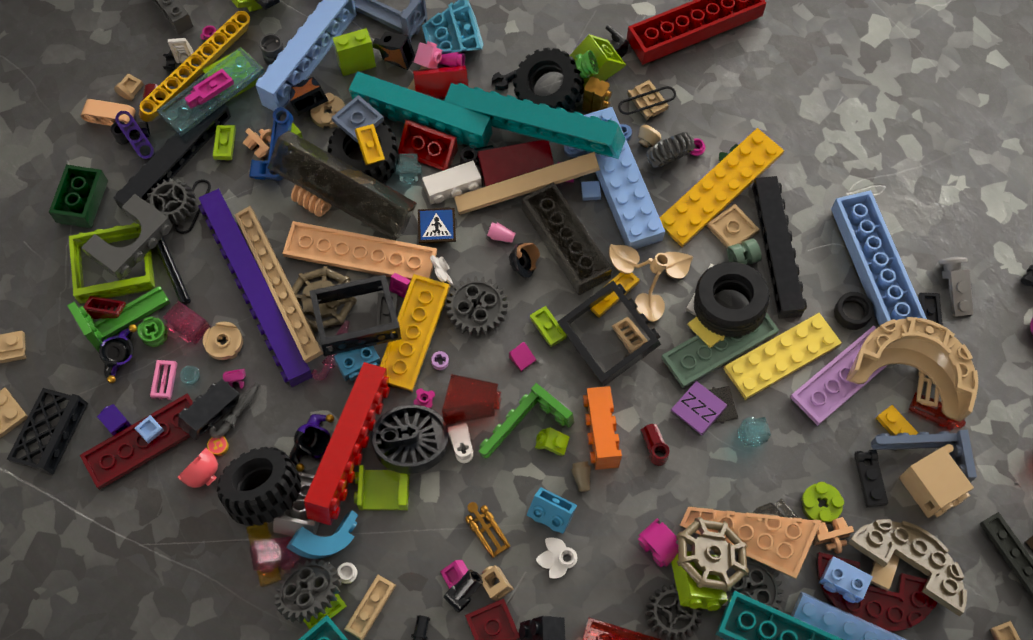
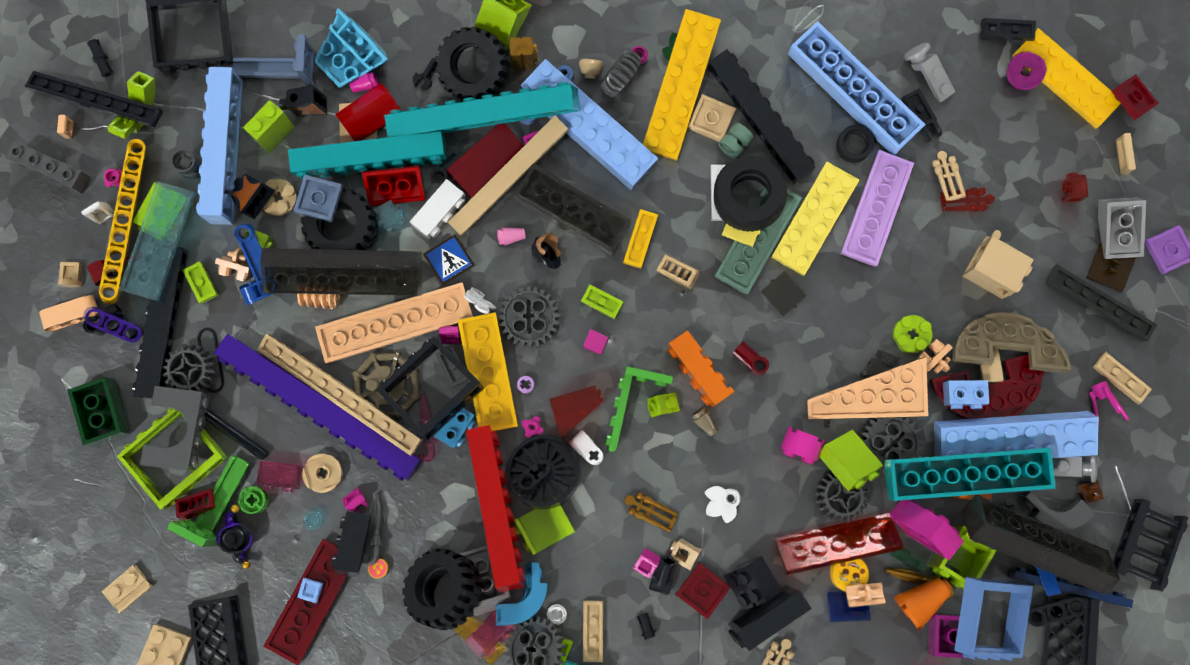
camera: 30 degrees left, 15 degrees up
(113, 419) = (272, 599): dark purple brick -> none
(162, 394) = (292, 519): bright pink tile -> none
(170, 61) = (93, 227): black piece -> none
(200, 471) = (379, 600): coral cylinder -> none
(209, 88) = (156, 241): dark pink hinge -> none
(310, 439) = (457, 519): black piece -> none
(369, 144) = (346, 220): yellow plate -> none
(428, 55) = (341, 92): bright pink brick -> none
(551, 510) = (693, 468): dark azure brick -> none
(587, 64) = (500, 29): bright green wheel -> none
(590, 190) = (567, 149): light blue tile -> none
(630, 360) = (644, 307): black window -> none
(644, 94) = (557, 55): black piece -> none
(648, 99) = (569, 29): tan plate -> none
(676, 266) = (677, 183): tan plant -> none
(699, 408) = (770, 306): medium lavender tile -> none
(705, 562) = (848, 444): dark tan plate -> none
(754, 431) = (827, 302): clear light blue brick -> none
(871, 479) = (941, 290): black plate -> none
(895, 422) = (940, 231): yellow plate -> none
(927, 348) = (944, 151): tan windscreen -> none
(960, 441) = (1009, 234): sand blue bracket -> none

